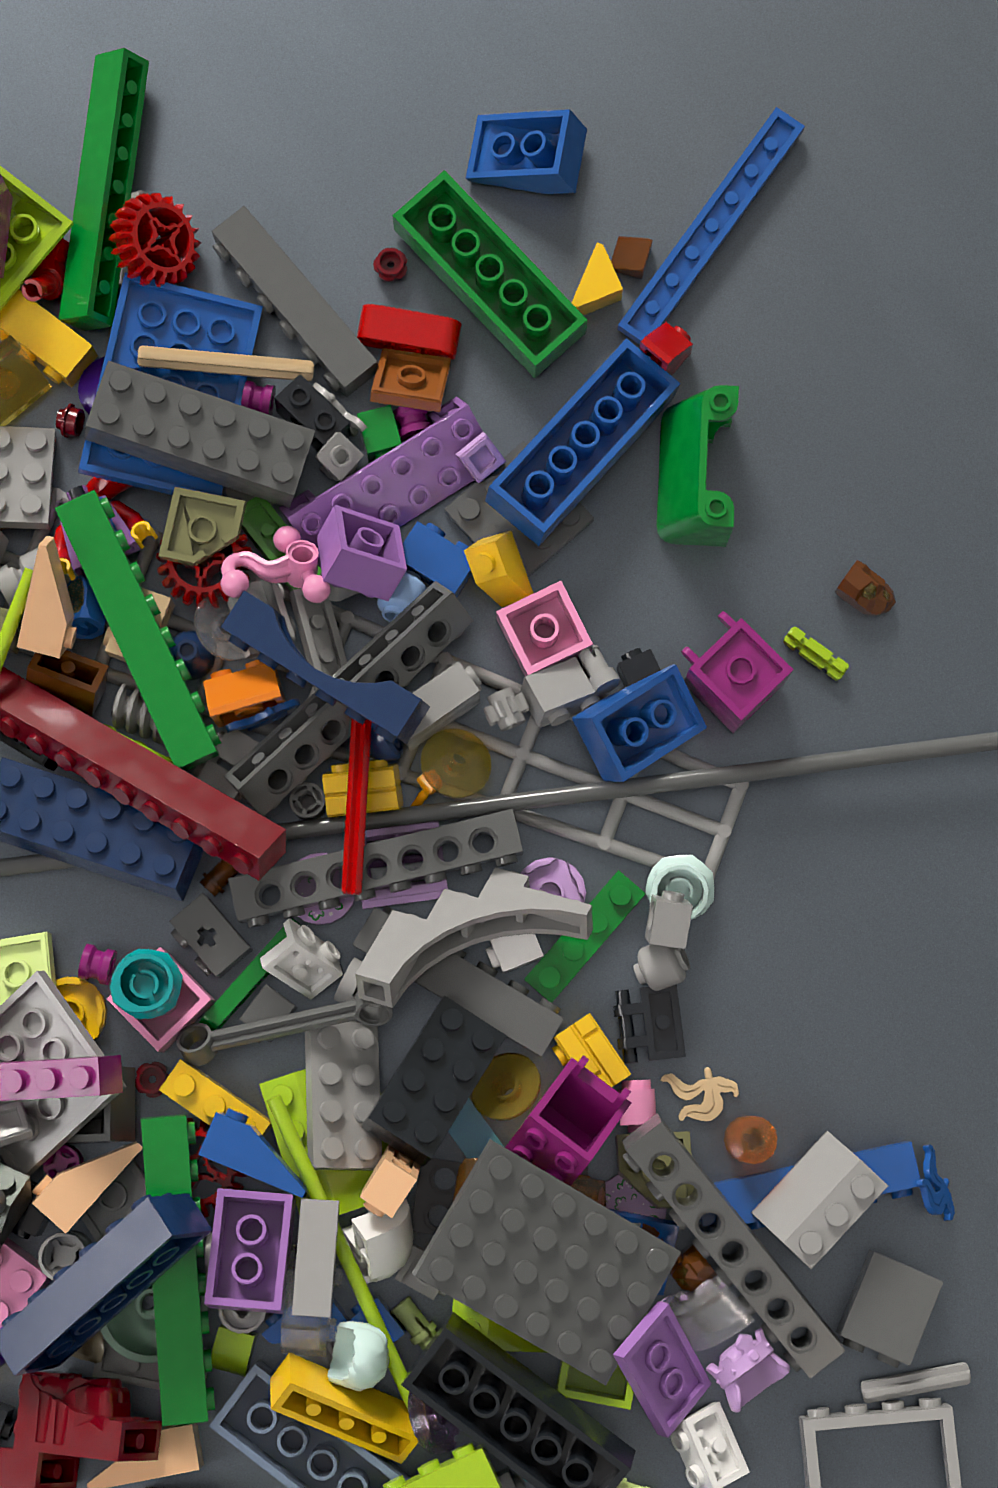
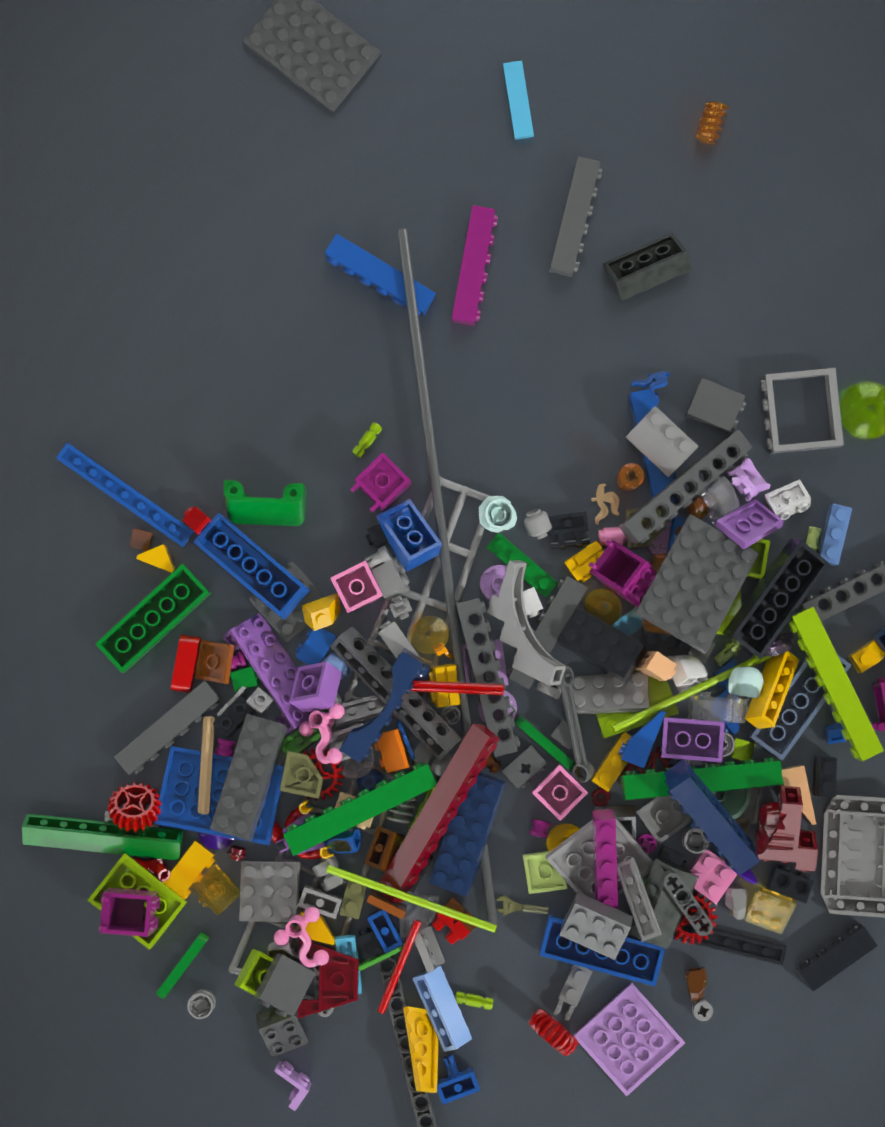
camera: 90 degrees left, 5 degrees up
(48, 607) = (349, 857): light nougat slope -> none
(78, 1187) = (660, 833): light nougat slope -> none
(146, 984) = (552, 799): teal hat -> none
(303, 960) = (537, 715): white bracket -> none
(315, 1258) = (696, 704): light grey tile -> none
(390, 255) = (146, 669): dark red plate -> none
(480, 457) = (259, 622): lavender tile -> none
(528, 151) = (80, 597): blue slope -> none
(669, 920) = (515, 519): light grey brick -> none
(866, 591) = (332, 412): reddish brown rock -> none
(915, 1382) = (753, 392): light grey axle -> none

